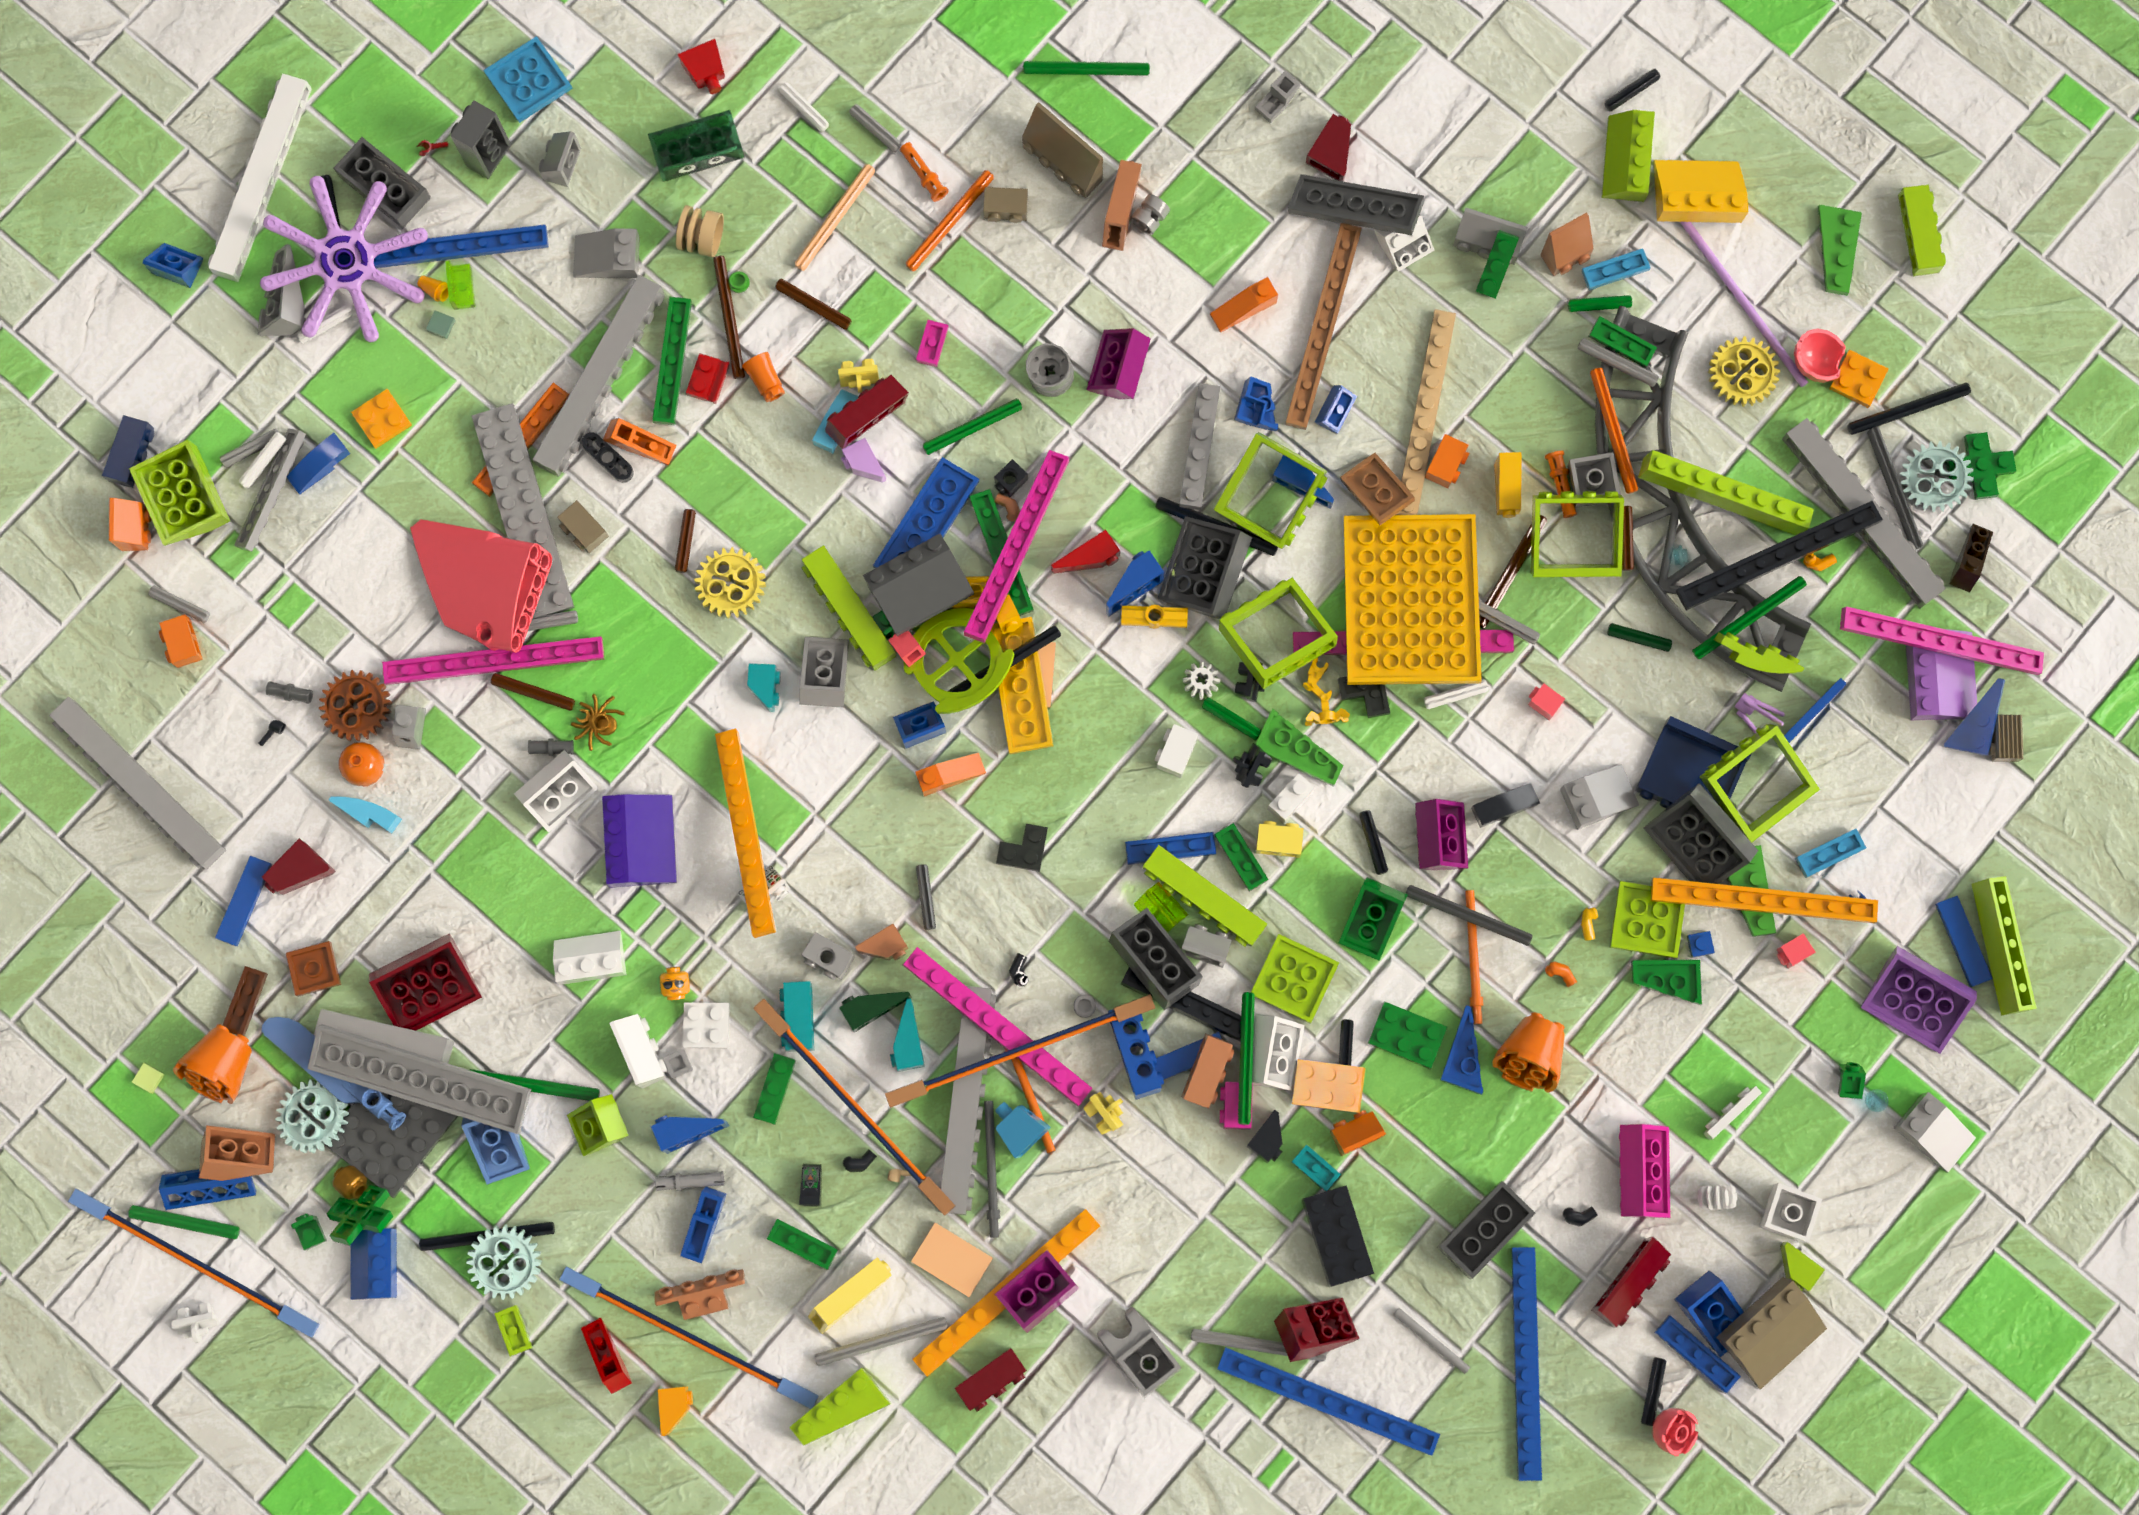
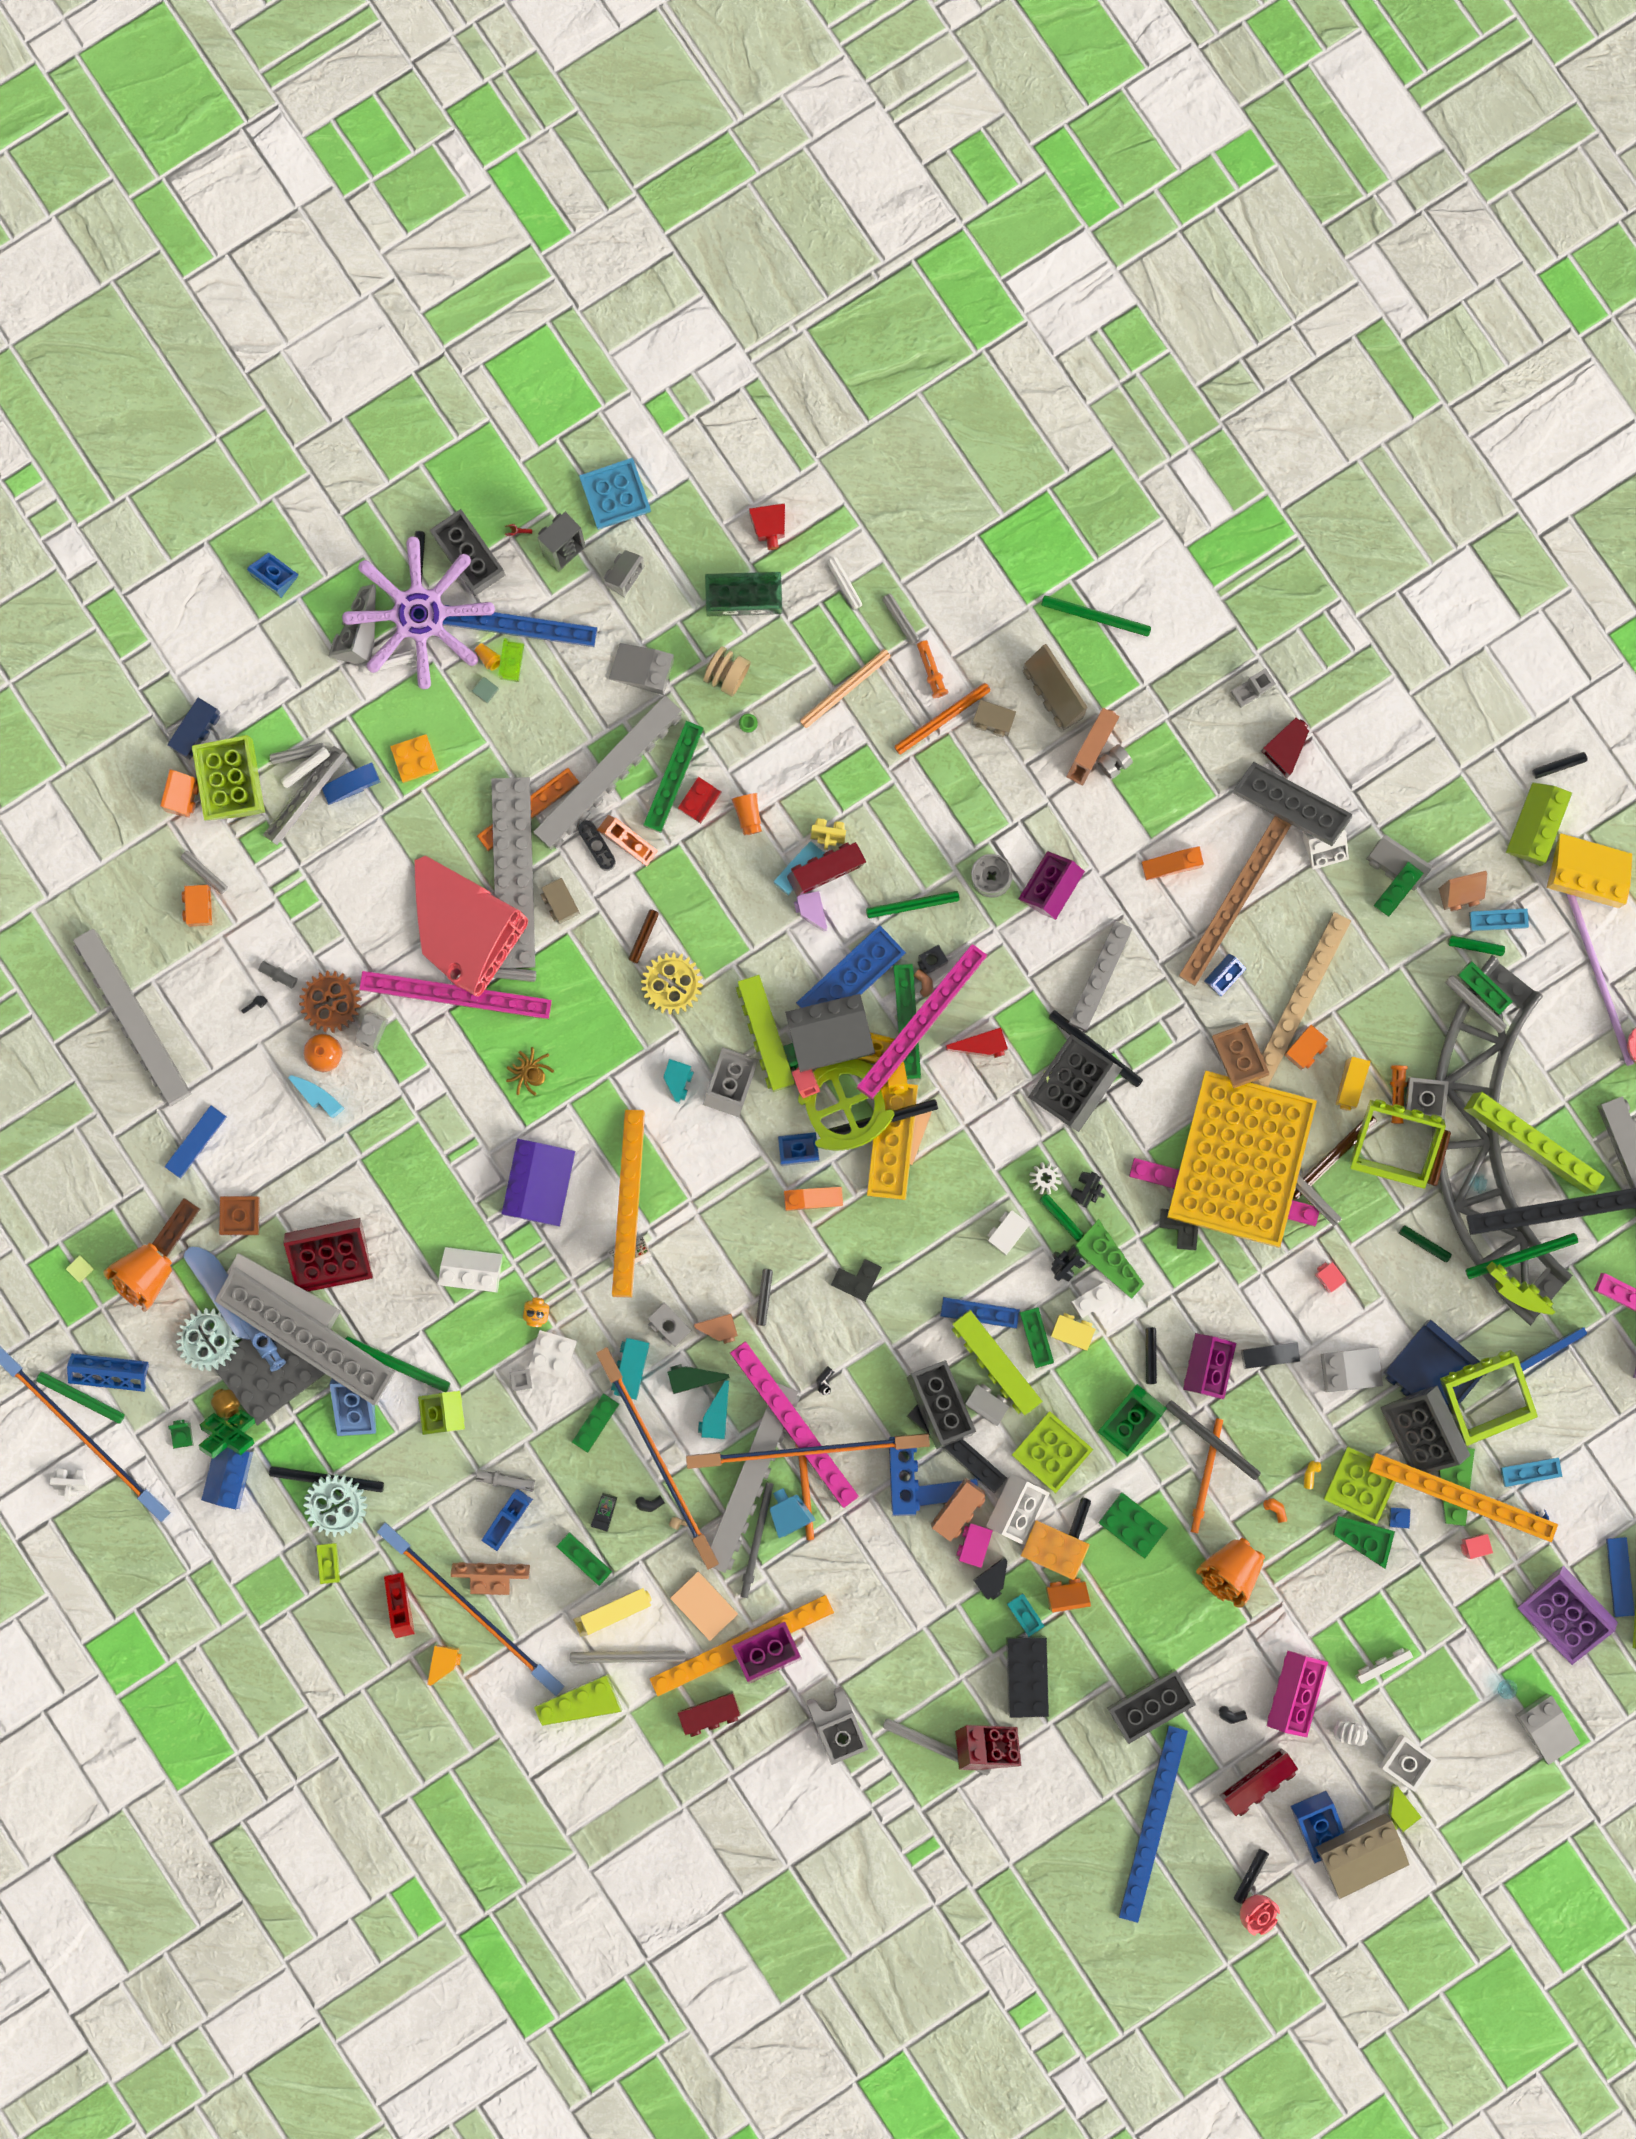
camera: 10 degrees right, 5 degrees up
(235, 1153) = (137, 1354): nougat slope -> none
(259, 178) = (364, 518): white brick -> none
(296, 869) = (246, 1127): dark red slope -> none
(532, 691) = (481, 1030): reddish brown axle -> none
(550, 747) = (484, 1082): dark grey pin -> none
(556, 791) = (479, 1121): white slope -> none
(639, 1050) = (492, 1360): white slope -> none
(678, 1132) = (506, 1438): blue slope -> none
(729, 317) = (731, 754): reddish brown axle -> none
(813, 304) = (806, 760): reddish brown axle -> none
(932, 343) = (898, 823): dark pink plate -> none
(1084, 1006) = (871, 1425): light grey tile -> none
(1108, 1109) = (867, 1519): light yellow hips -> none
(1139, 578) = (1018, 1076): blue slope -> none
(1162, 906) = (958, 1360): clear neon green panel -> none
(1169, 616) = (1033, 1116): yellow piece -> none
(1246, 1058) = (993, 1509): green axle -> none
(1256, 405) = (1158, 953): blue slope -> none
(1291, 663) = (1126, 1186): lime window -> none
(1299, 480) = (1176, 1026): blue slope -> none
(1299, 517) = (1125, 1058): lime window -> none
(1326, 716) = (1141, 1238): yellow piece -> none
(1328, 1401) = (981, 1809): blue plate -> none
(1431, 1340) = (1080, 1783): light grey bar -> none
(1455, 694) = (1255, 1249): white axle -> none
(1462, 1062) = (1172, 1561): blue wing -> none
(1614, 430) = (1455, 1061): orange axle -> none
(1697, 1354) = (1296, 1855): blue tile -> none
(1729, 357) = (1589, 1054): light yellow gear -> none
(1748, 704) = (1500, 1327): lavender plant -> none
(1818, 564) = (1595, 1223): light orange arm -> none
(1851, 1080) = (1491, 1667): green bracket -> none

